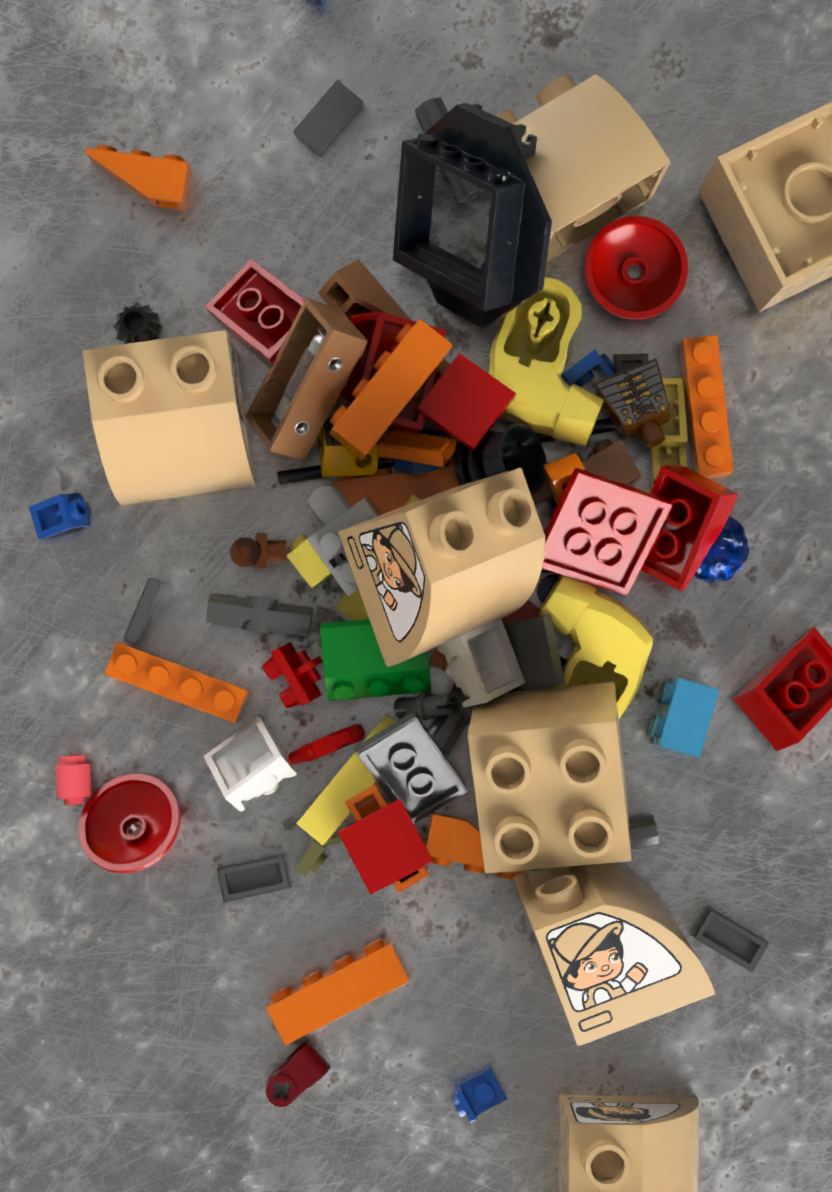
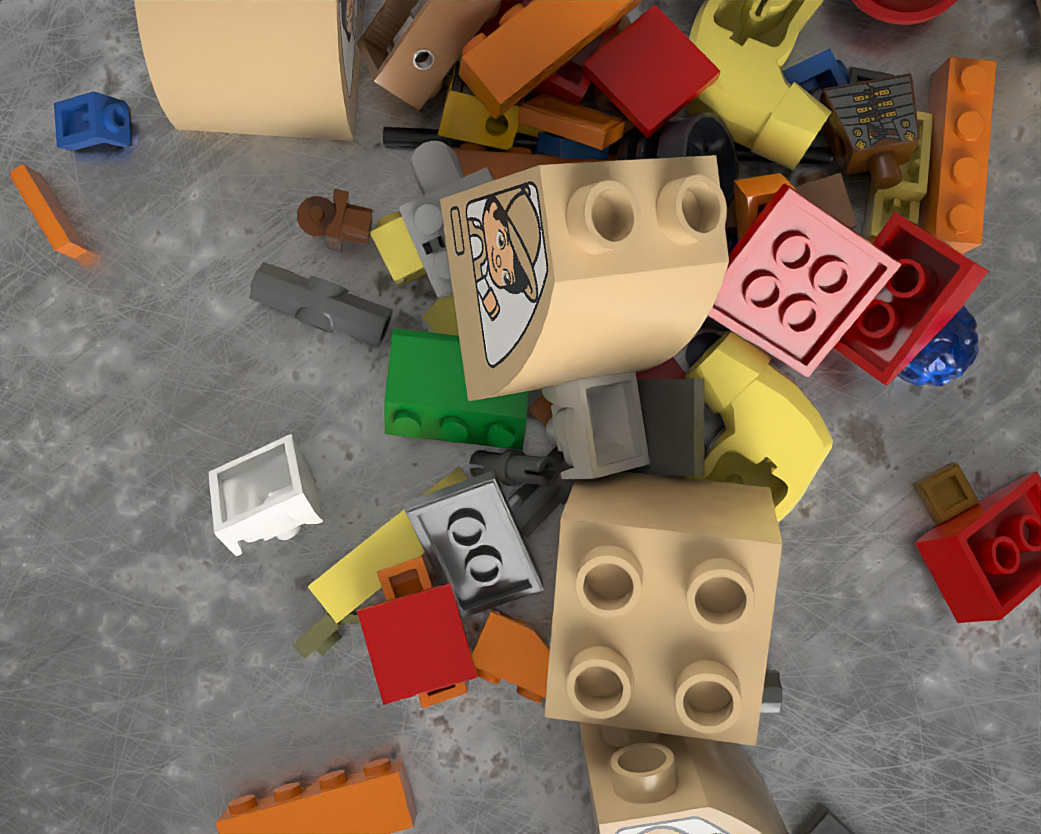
camera: 10 degrees right, 0 degrees up
(42, 588) = (47, 211): none -> orange tile
(73, 779) = (32, 466): coral brick -> none
(119, 810) = (77, 523): red dish -> none
(144, 611) = (172, 268): dark grey tile -> none
(177, 682) = (193, 368): orange brick -> none
(254, 877) = (242, 643): dark grey tile -> none
(299, 673) = (355, 390): red hips -> none
(327, 744) = (373, 490): red piece -> none
(683, 716) = (850, 552): dark azure piece -> none
(750, 657) = (946, 493): none -> pearl gold tile

